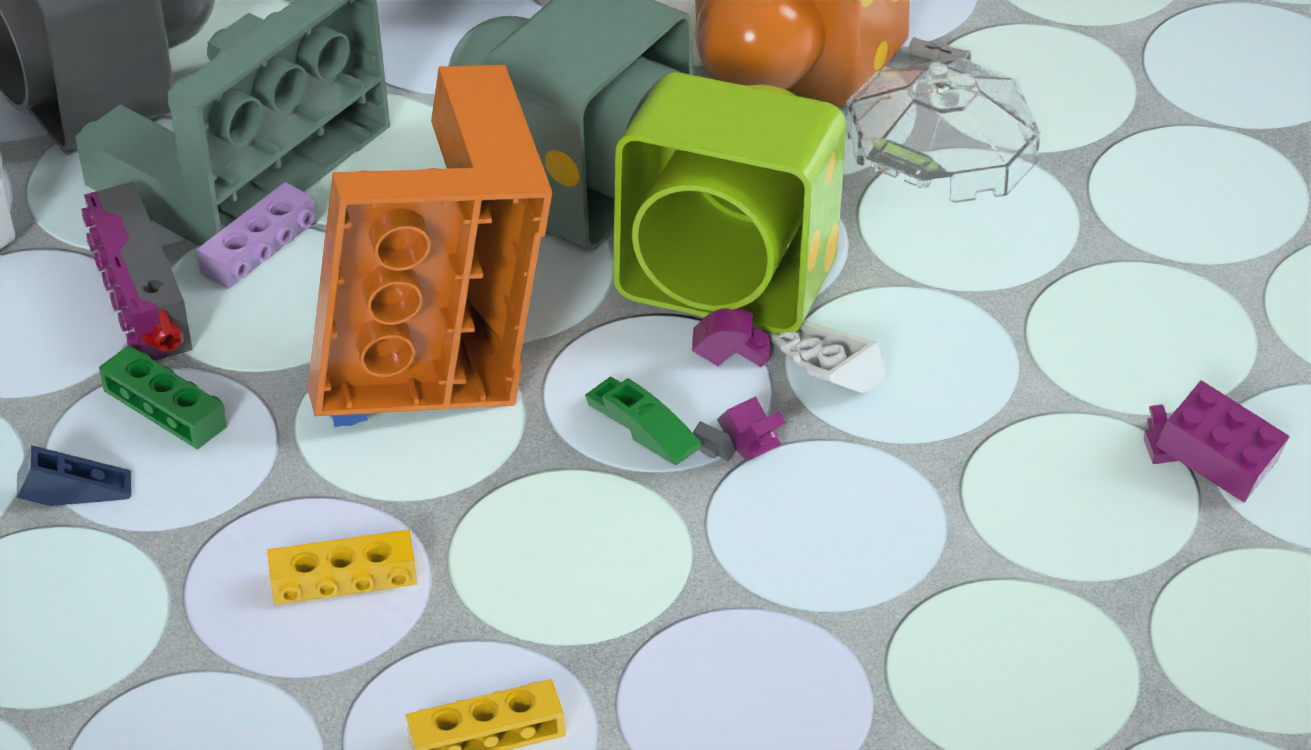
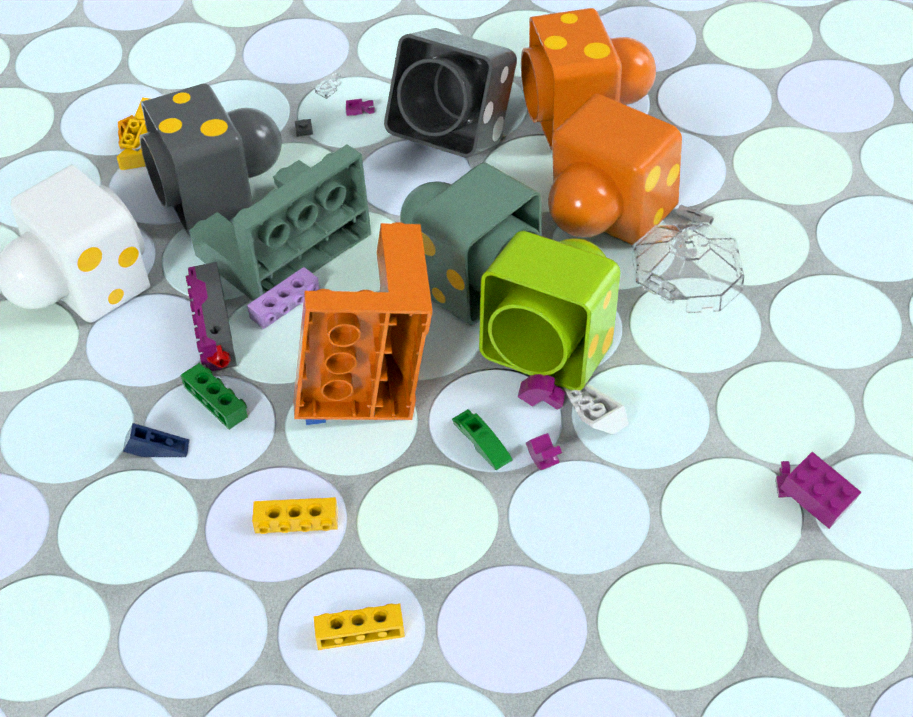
camera: 10 degrees right, 5 degrees up
(714, 441) = (520, 458): dark grey plate -> none

